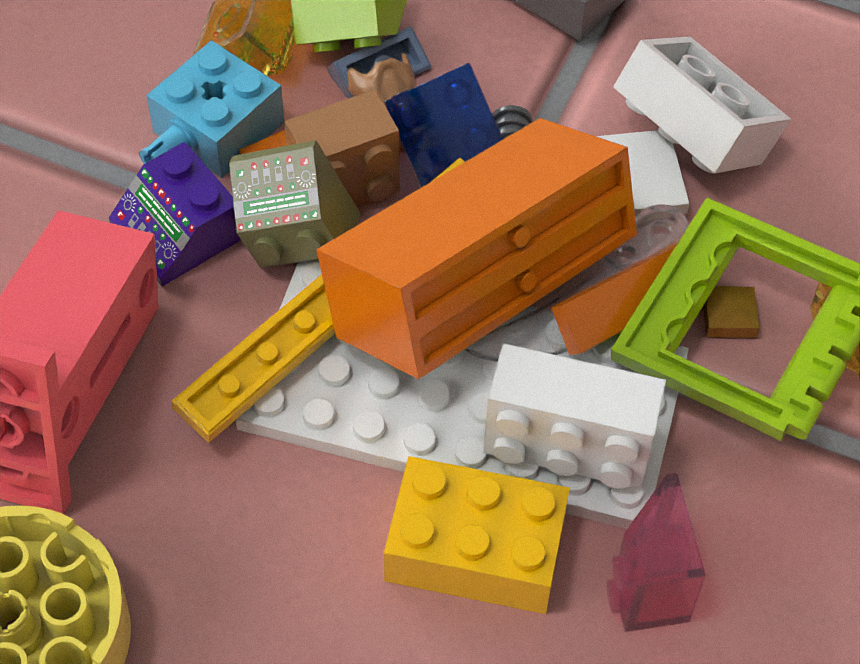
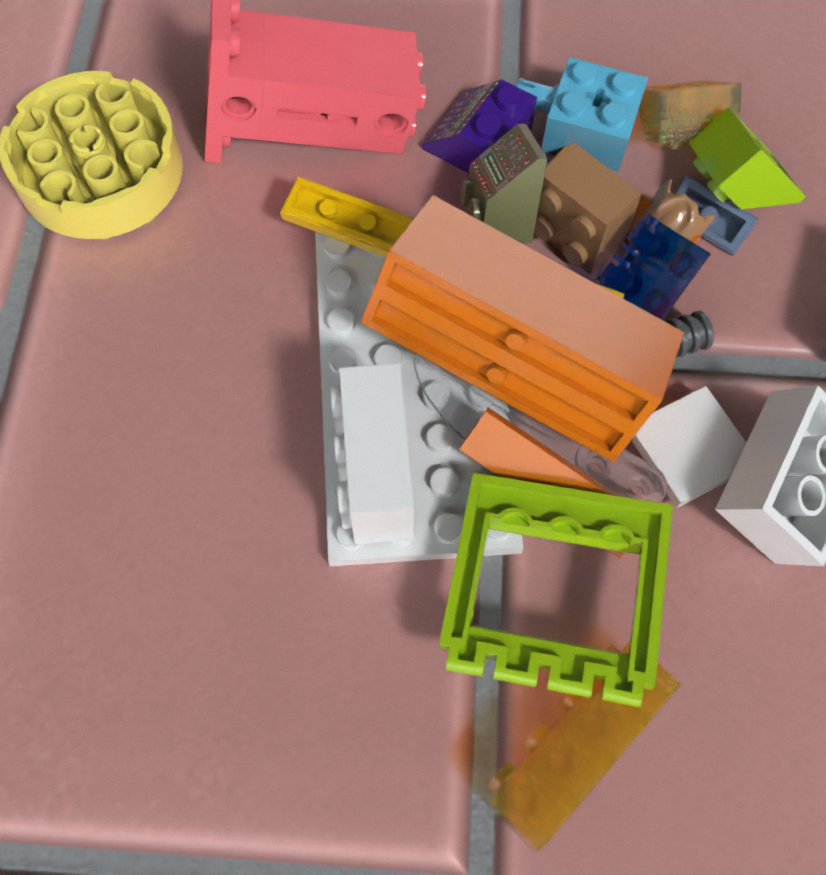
camera: 70 degrees right, 10 degrees up
(475, 534) = (265, 429): yellow brick -> none
(657, 563) = (277, 568): clear pink slope -> none
(731, 312) = (584, 576): pearl gold tile -> none

